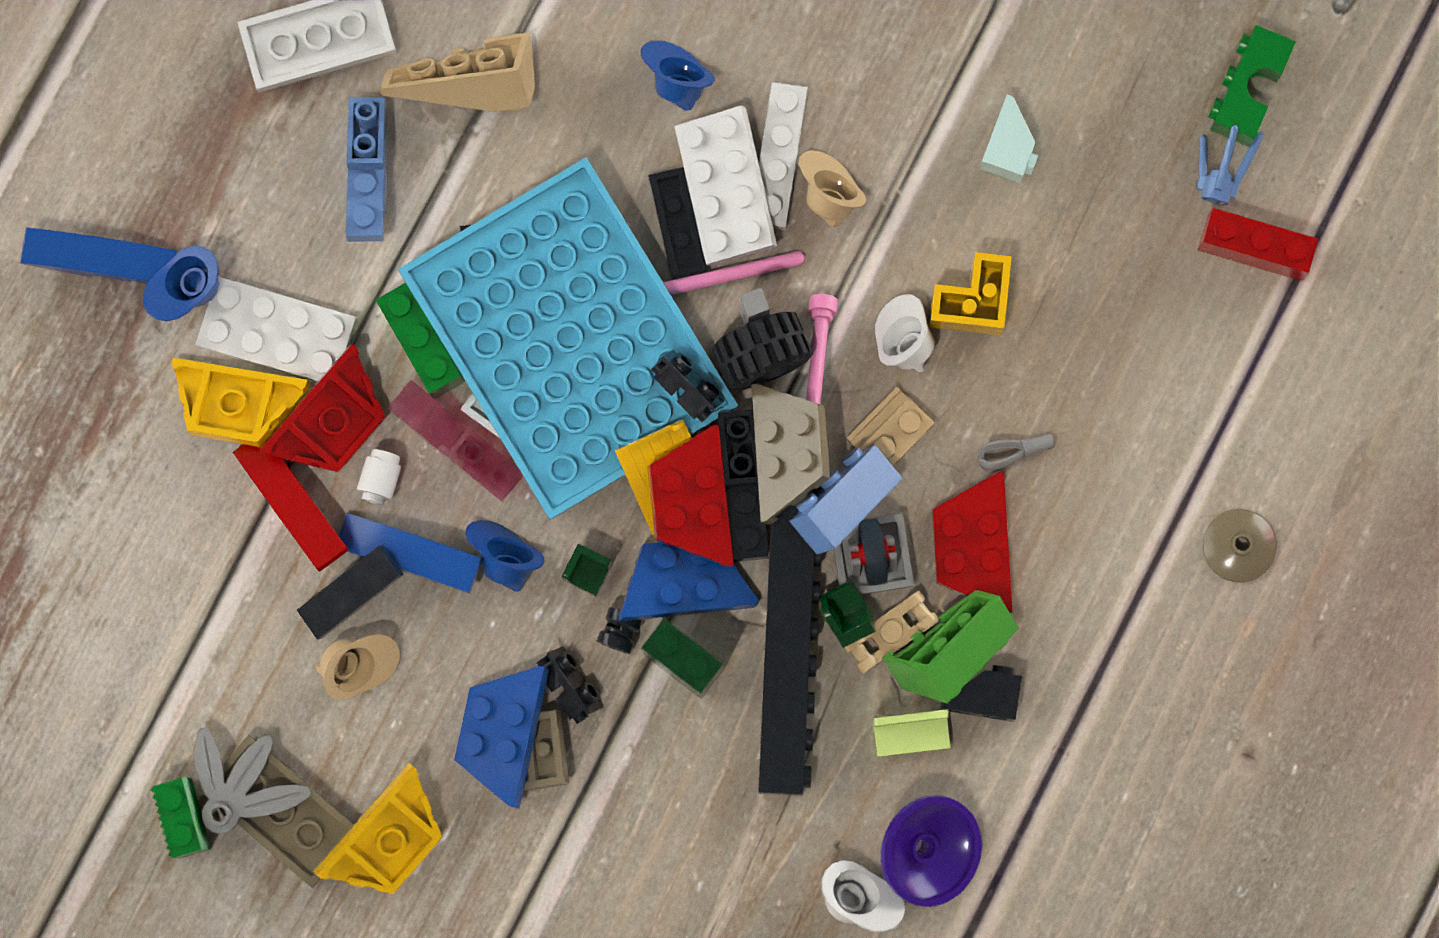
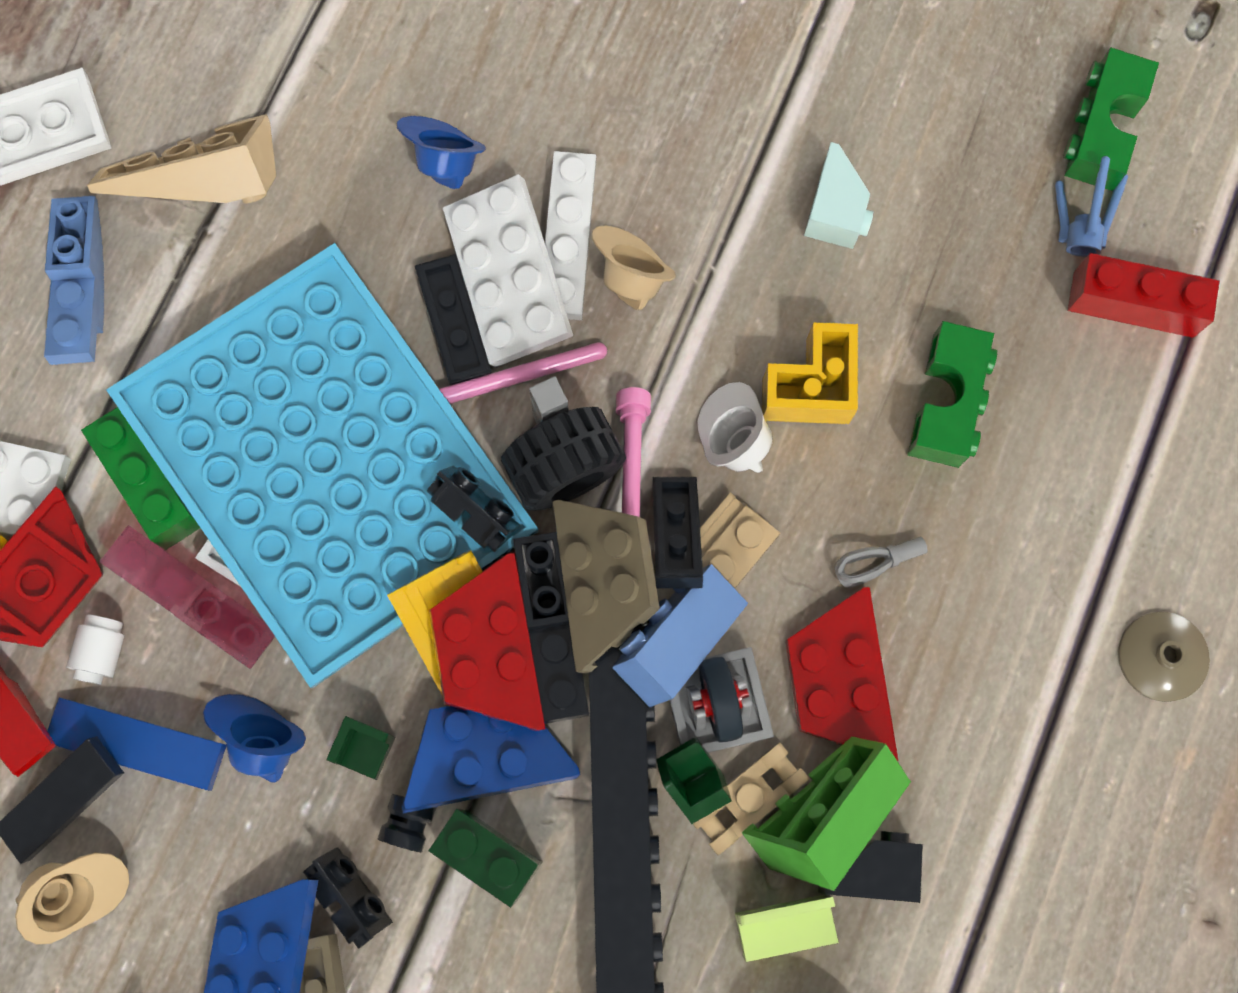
camera: 10 degrees left, 5 degrees down
(849, 416) = (677, 533): none -> black tile
(1100, 288) = (962, 360): none -> green arch

